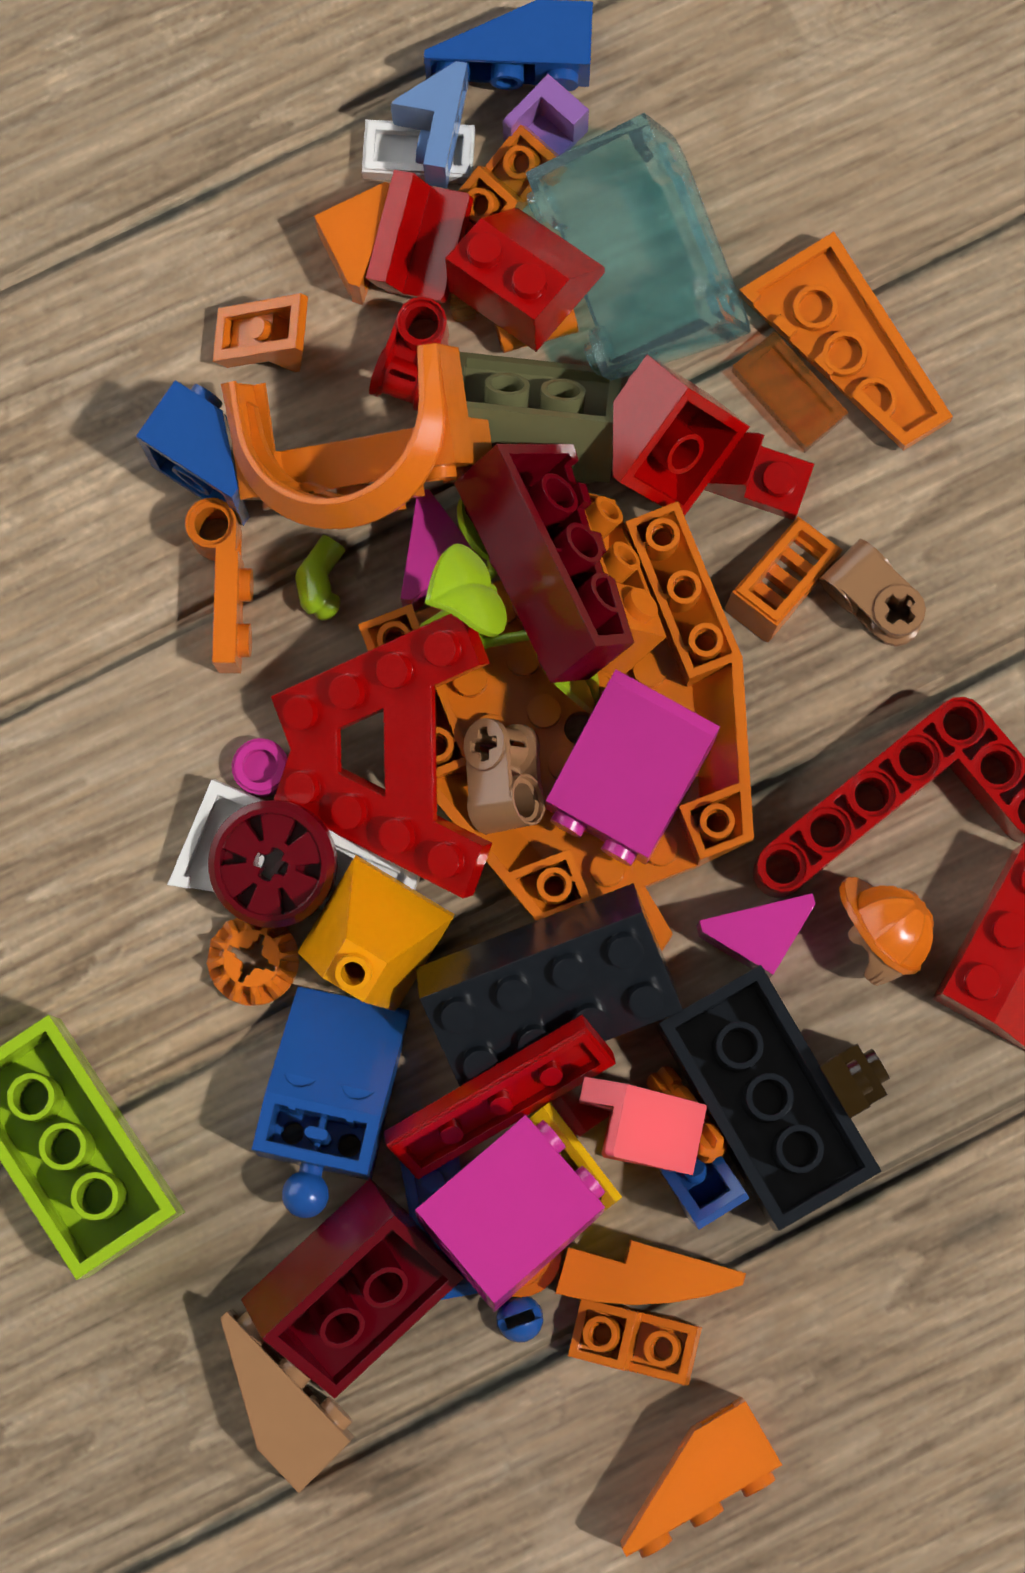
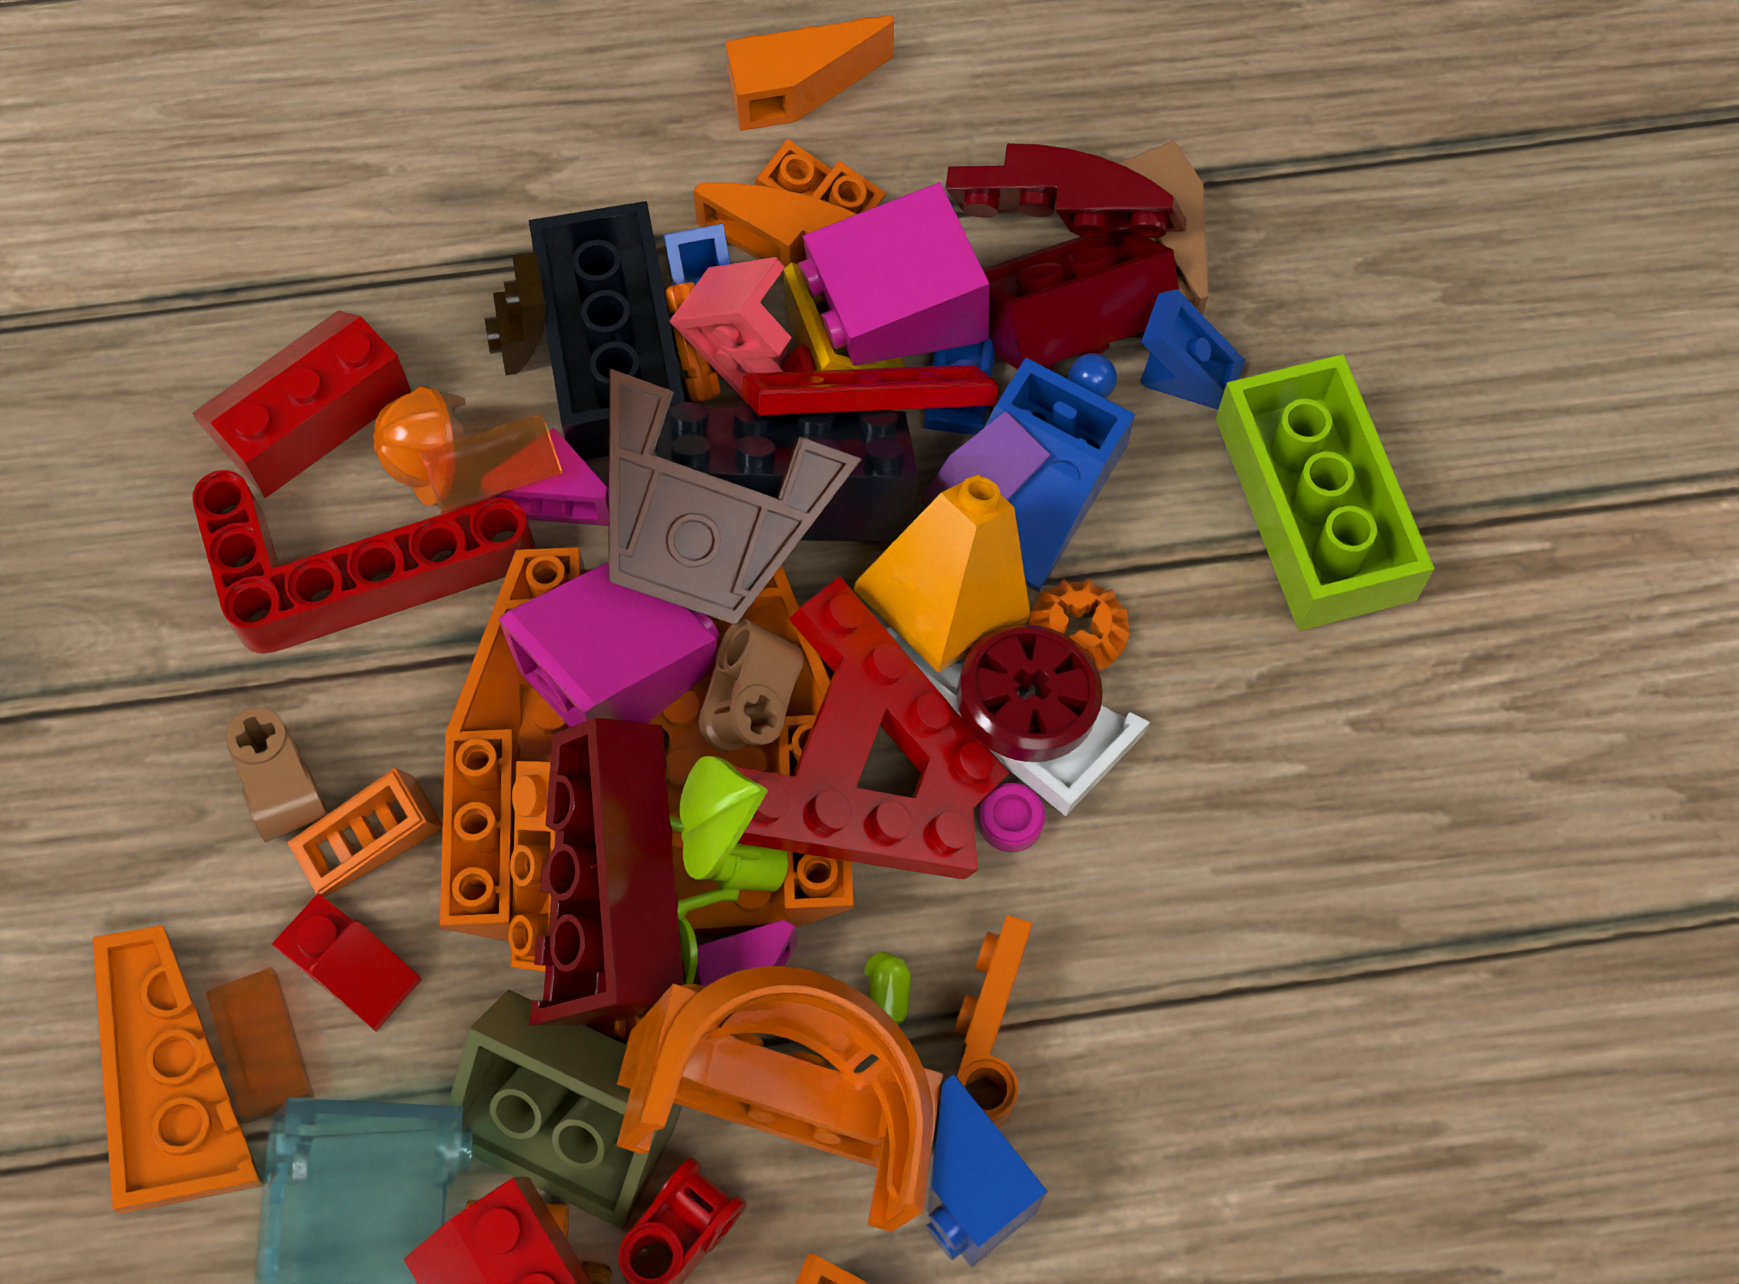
camera: 165 degrees left, 15 degrees down
(221, 1261) = (1187, 353): none -> blue slope
(362, 1392) = (1082, 187): none -> dark red slope
(371, 1057) = (998, 452): none -> medium lavender slope
(588, 871) = (695, 533): none -> reddish brown wing
(670, 435) = (413, 1010): red slope -> none
(807, 908) = (491, 463): none -> clear orange tile

